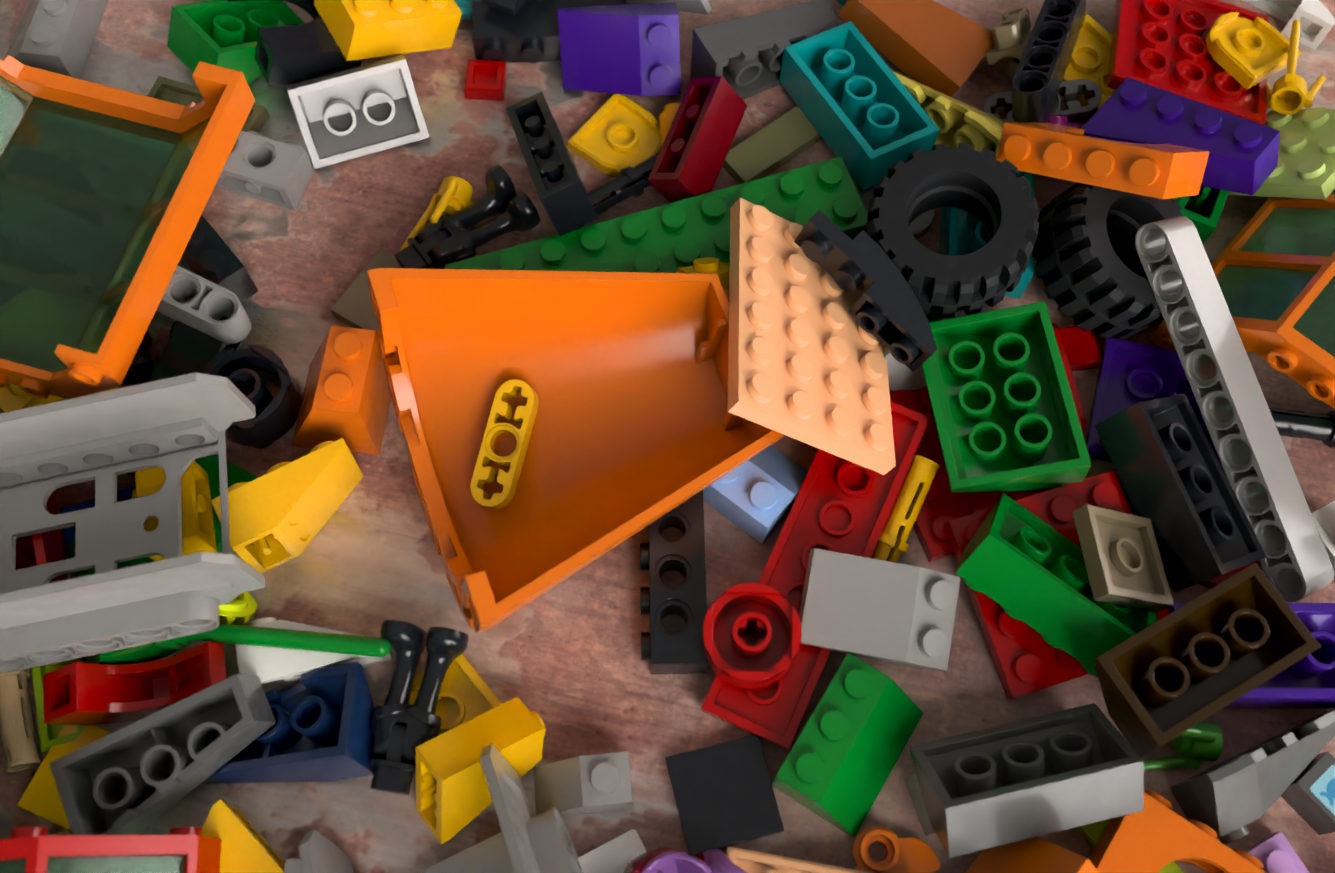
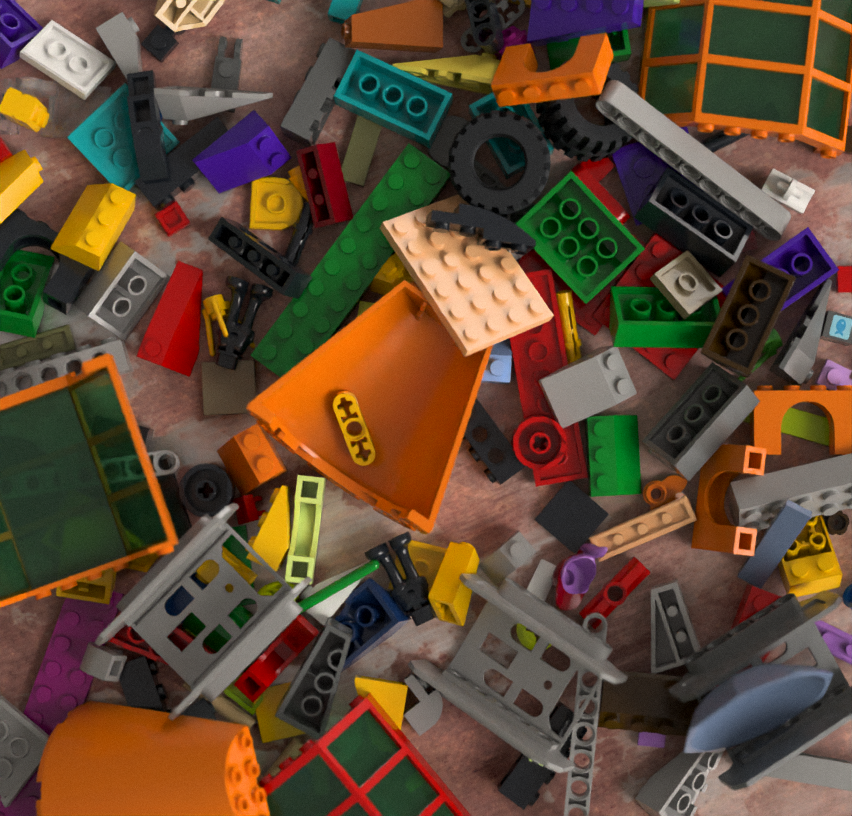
camera: 30 degrees left, 20 degrees up
(282, 450) = (247, 509): none -> red tile
(367, 505) = (306, 528): none -> yellowish green arch
(380, 188) = (176, 324): none -> red wedge

